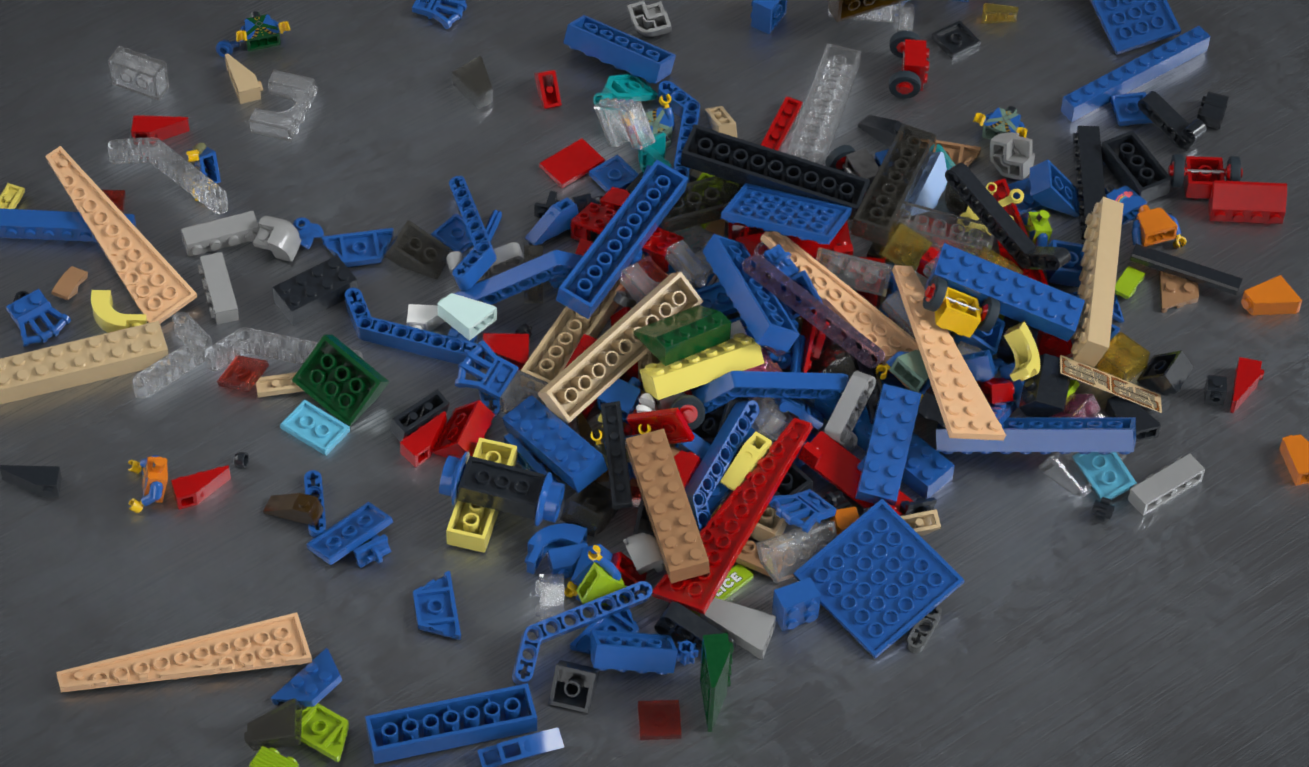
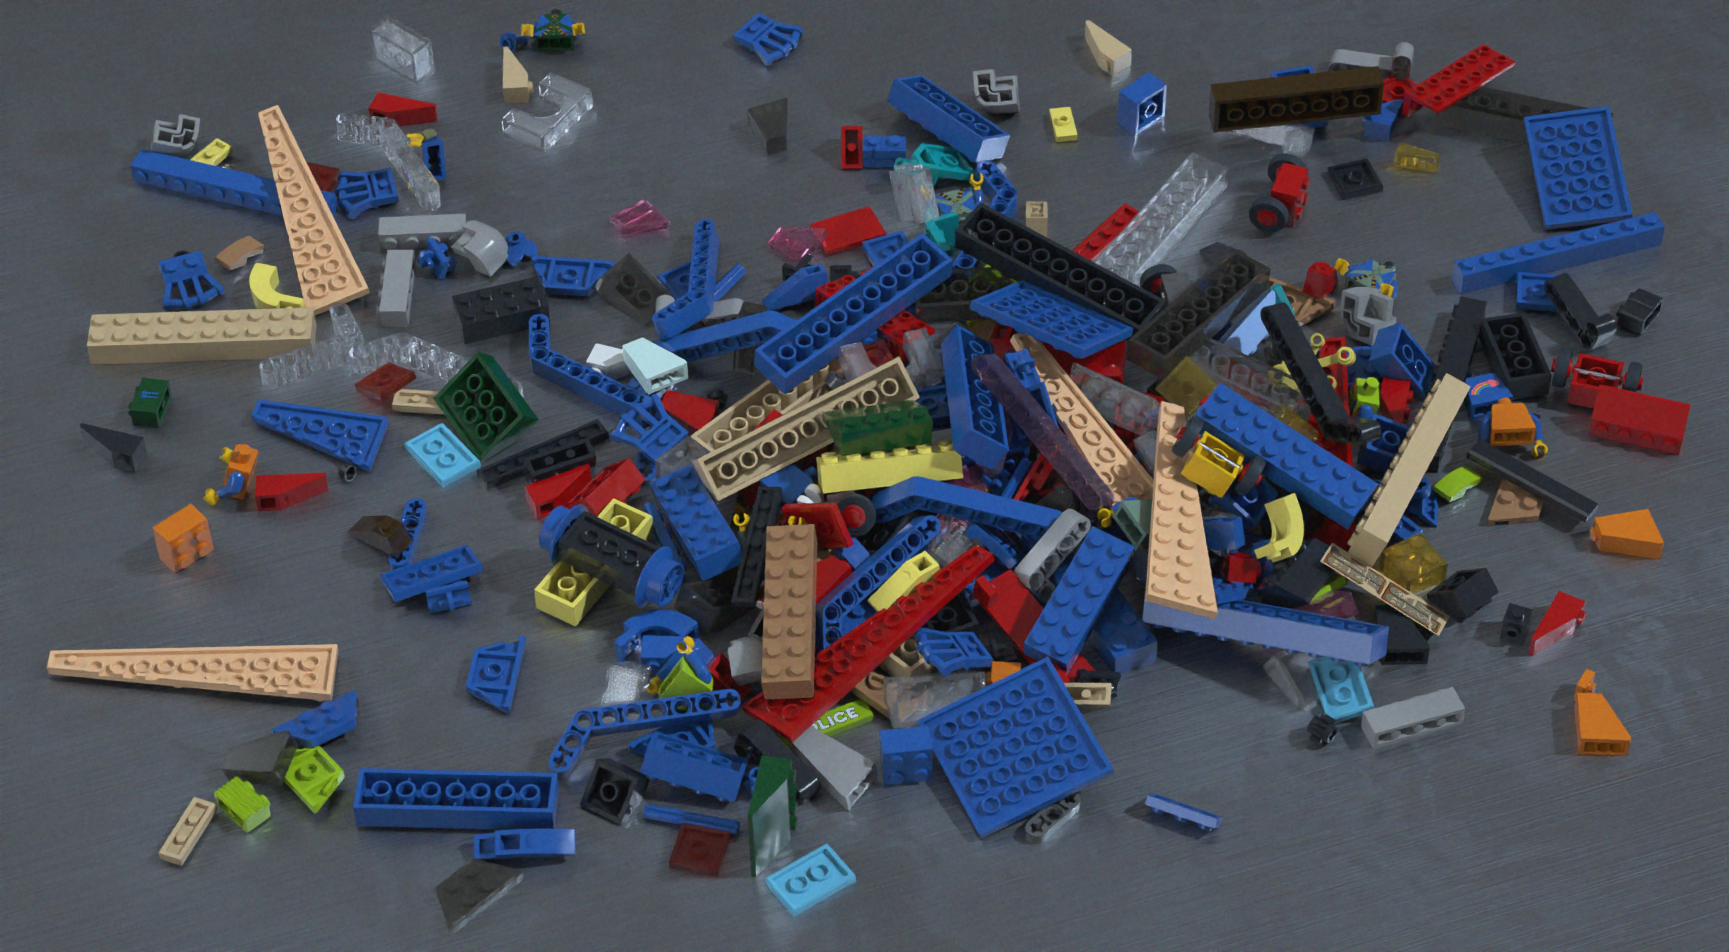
camera: 20 degrees right, 5 degrees down
(49, 433) = (150, 402): none -> dark green brick
(131, 549) = (183, 538): none -> orange brick
(167, 202) = (378, 188): none -> blue plate
(222, 427) = (335, 432): none -> blue wing
(239, 253) = (436, 258): none -> blue hips
(382, 421) = (512, 466): none -> black tile
(397, 185) = (639, 218): none -> clear pink wing
(535, 181) = (797, 241): none -> clear pink wing
(577, 87) = (883, 150): none -> blue brick
(643, 695) = (678, 817): none -> blue axle
(709, 36) = (1063, 124): none -> light yellow plate
(756, 724) = (810, 880): none -> medium azure tile
(965, 133) = (1320, 280): none -> red slope
(1023, 601) = (1183, 812): none -> plate
(1059, 222) = (1394, 399): none -> red slope
(1284, 429) = (1586, 683): none -> orange plate

